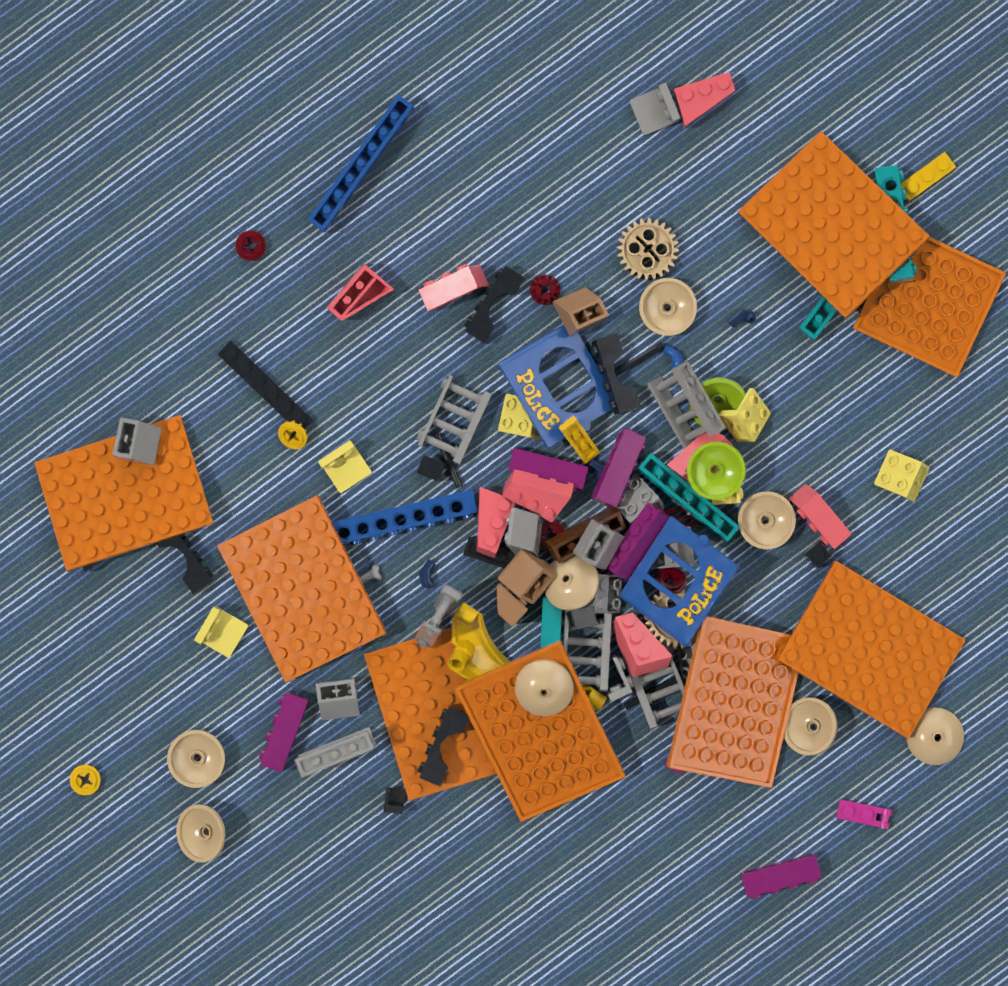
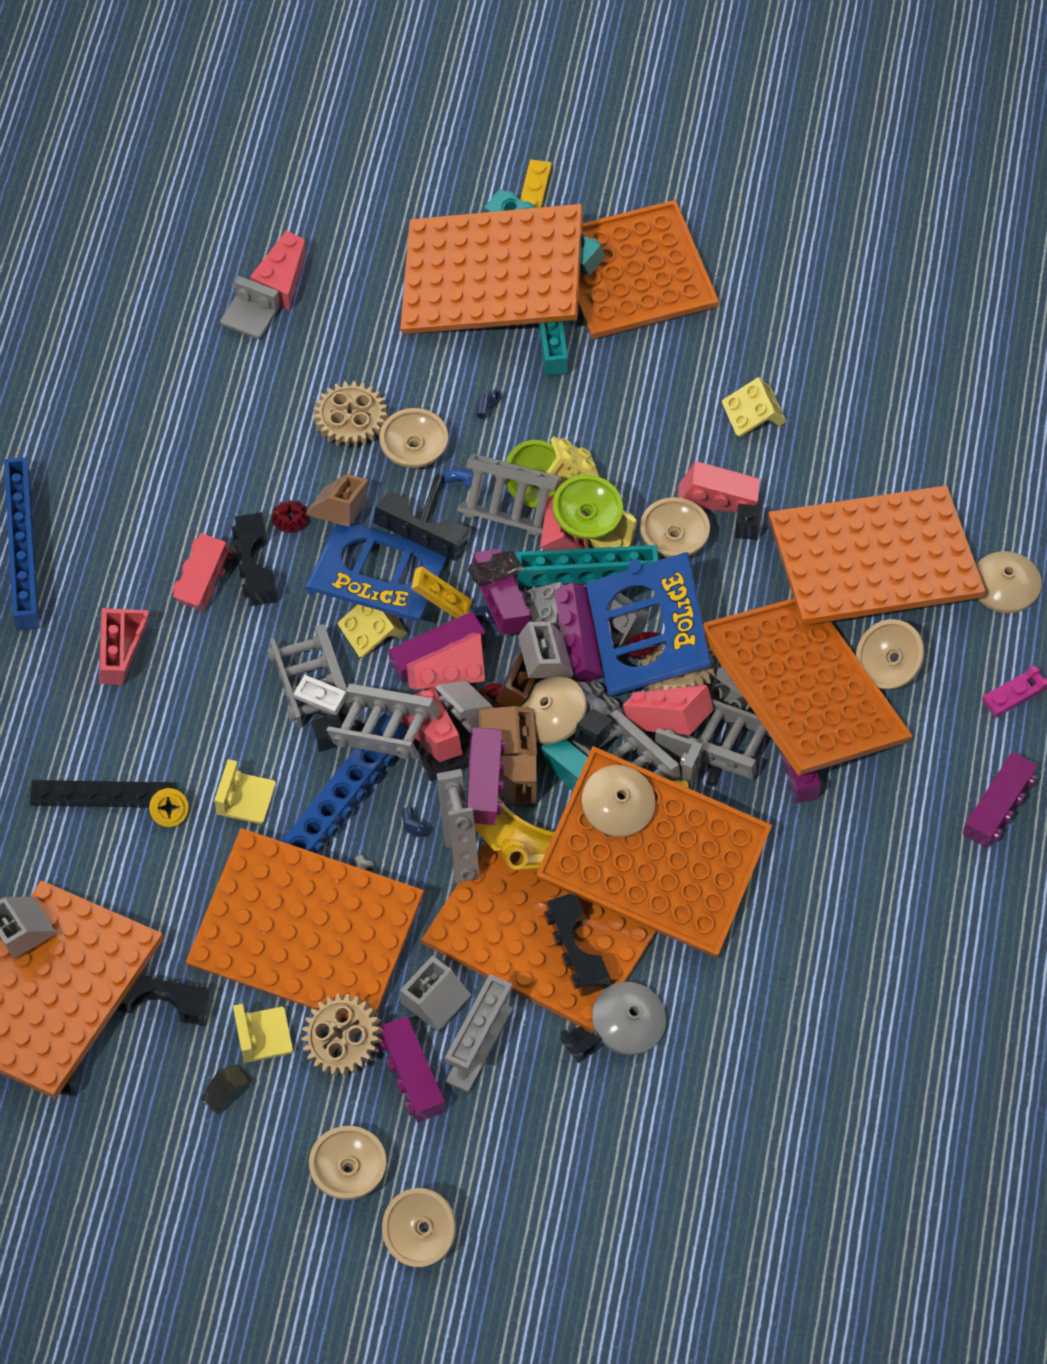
camera: 45 degrees left, 30 degrees down
(76, 781) = (243, 1280): yellow gear -> none
(173, 647) = (226, 1088): none -> clear smoke slope
(265, 659) = (331, 1016): none -> tan gear
(431, 801) = (619, 1028): none -> light grey dish
(444, 444) = (320, 695): none -> white plate
(479, 503) = (382, 701): none -> light grey fence
(479, 601) = (484, 774): none -> magenta brick
(625, 455) = (497, 569): none -> clear smoke slope

